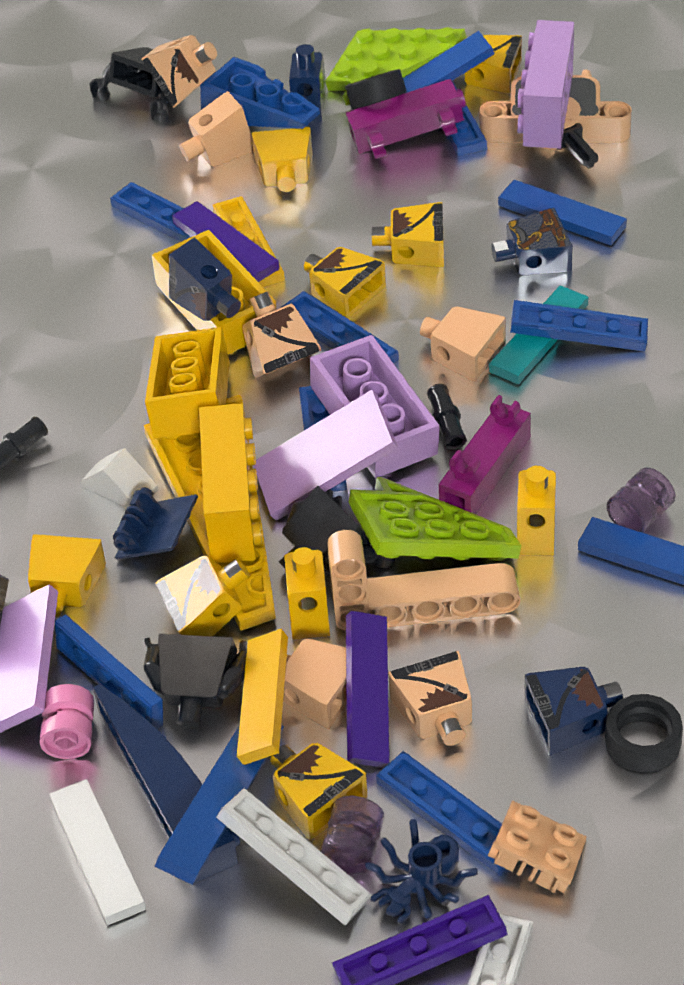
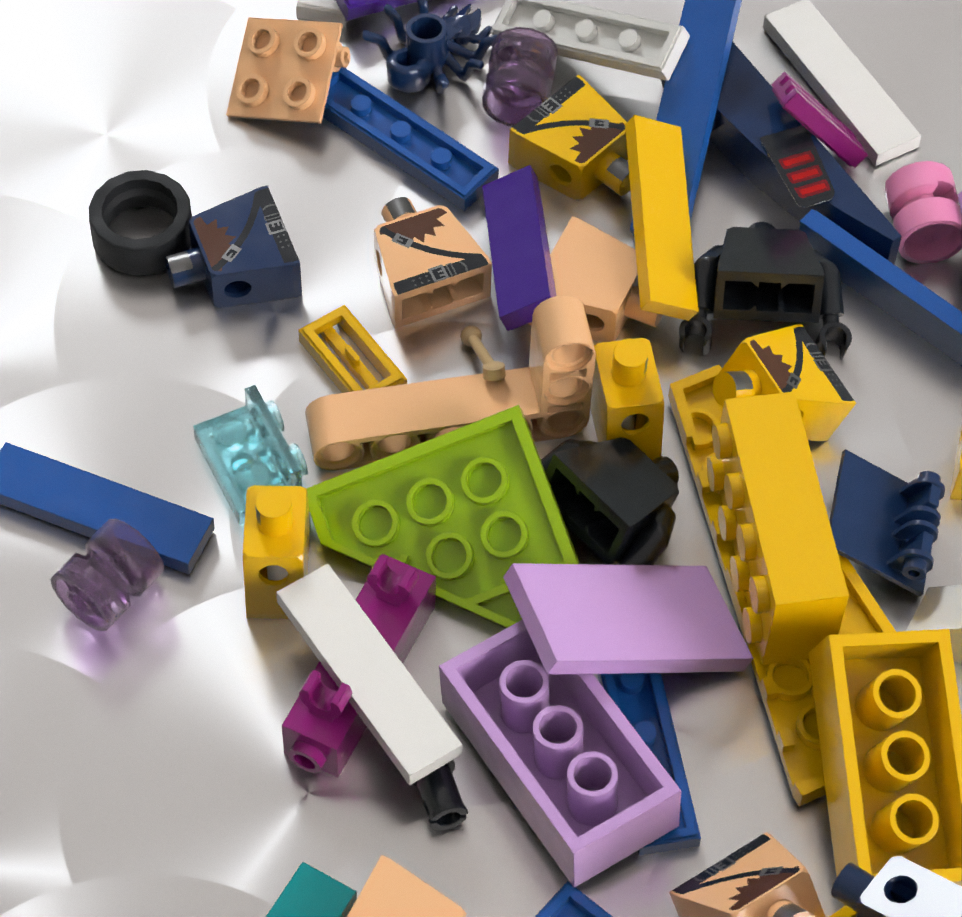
camera: 170 degrees right, 10 degrees up
(109, 769) = (818, 120): none -> magenta tile
(152, 738) = (799, 165): none -> black sticker
(392, 597) = (492, 370): none -> tan hinge
(480, 428) = (380, 684): none -> white tile
(493, 672) = (330, 364): none -> yellow tile
(555, 581) = (249, 450): none -> clear light blue bracket

